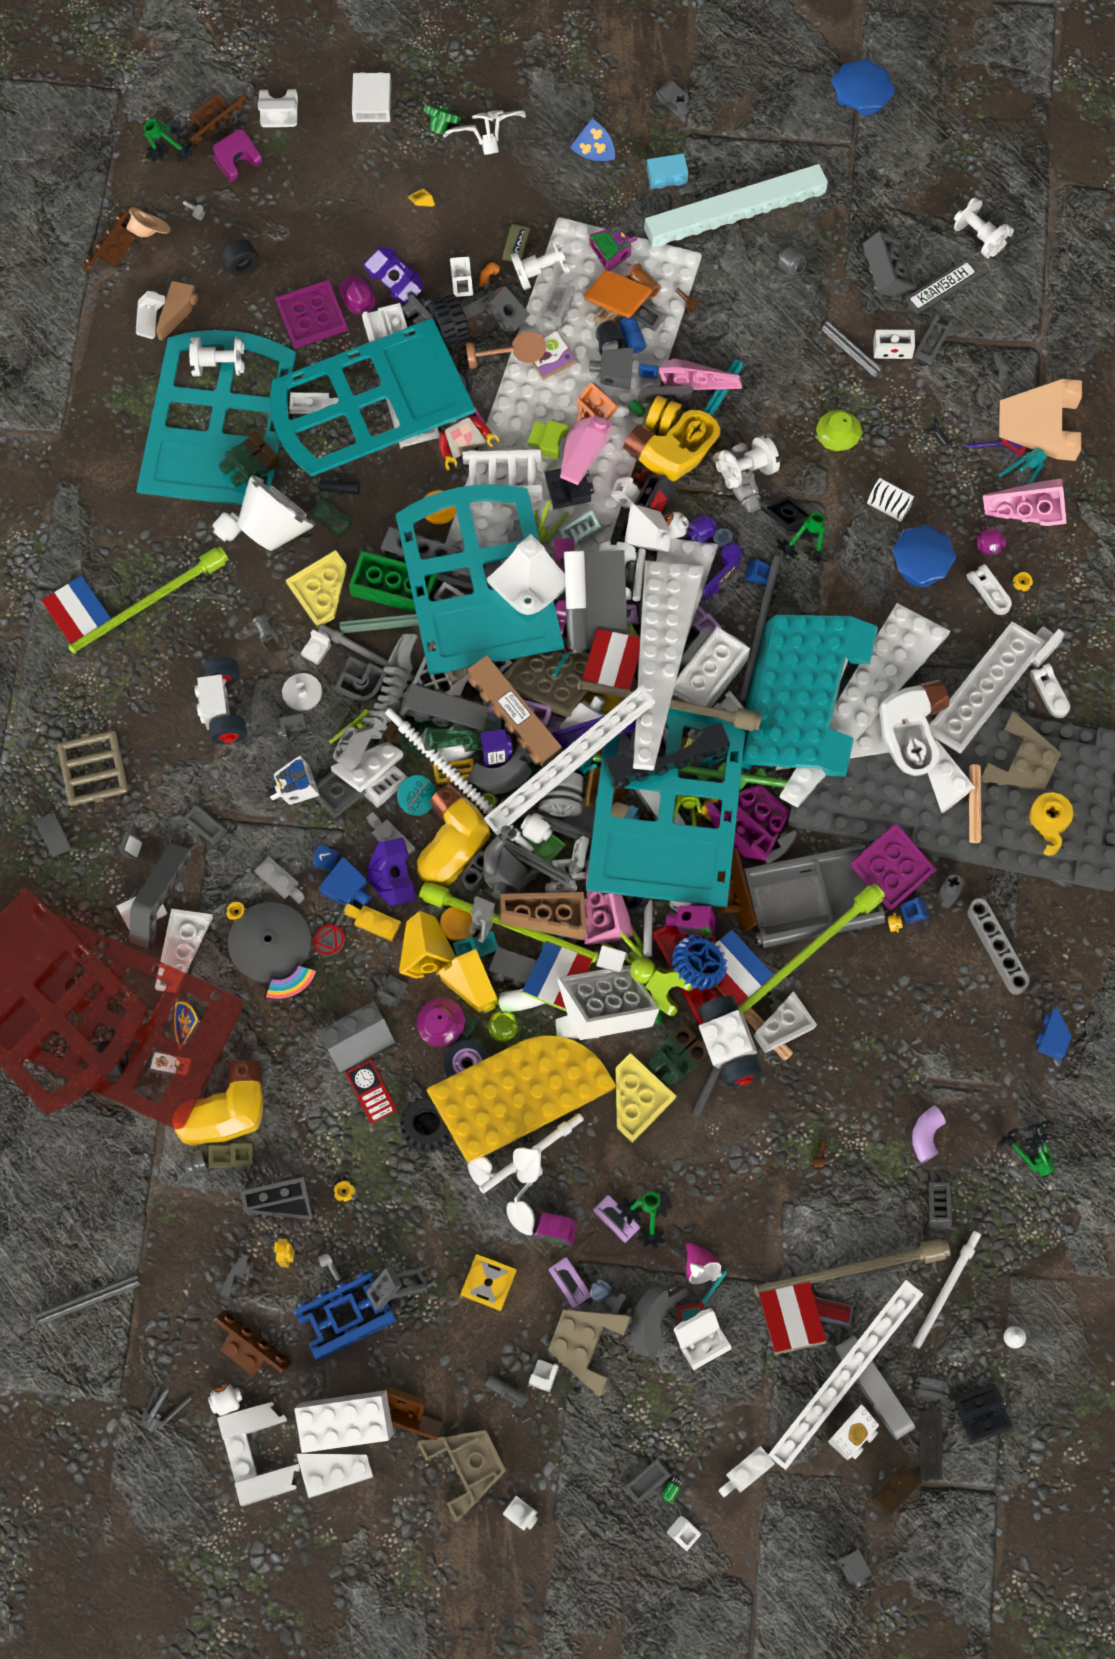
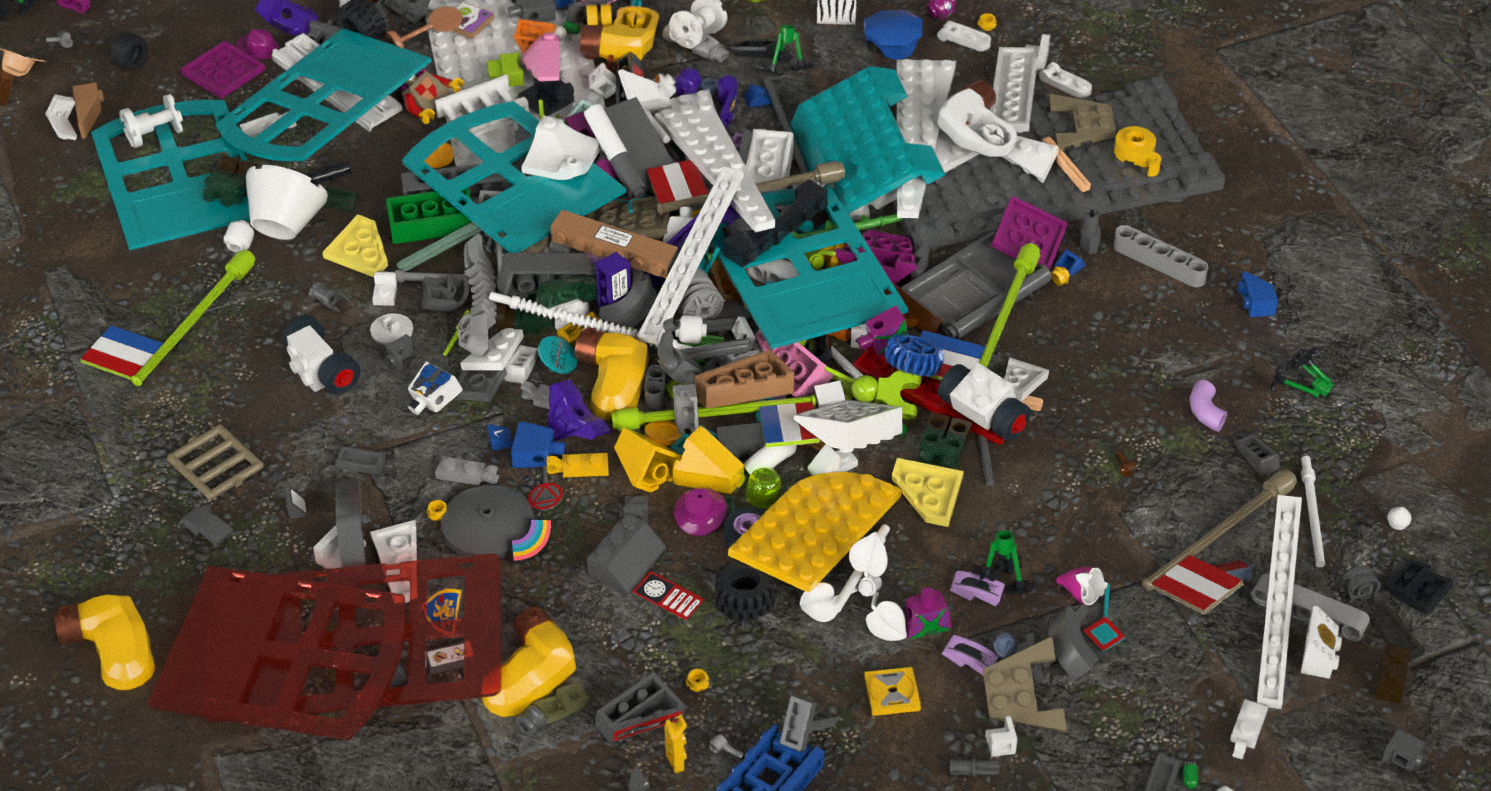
camera: 30 degrees left, 25 degrees down
(701, 1338) = (1123, 639): white bracket -> none

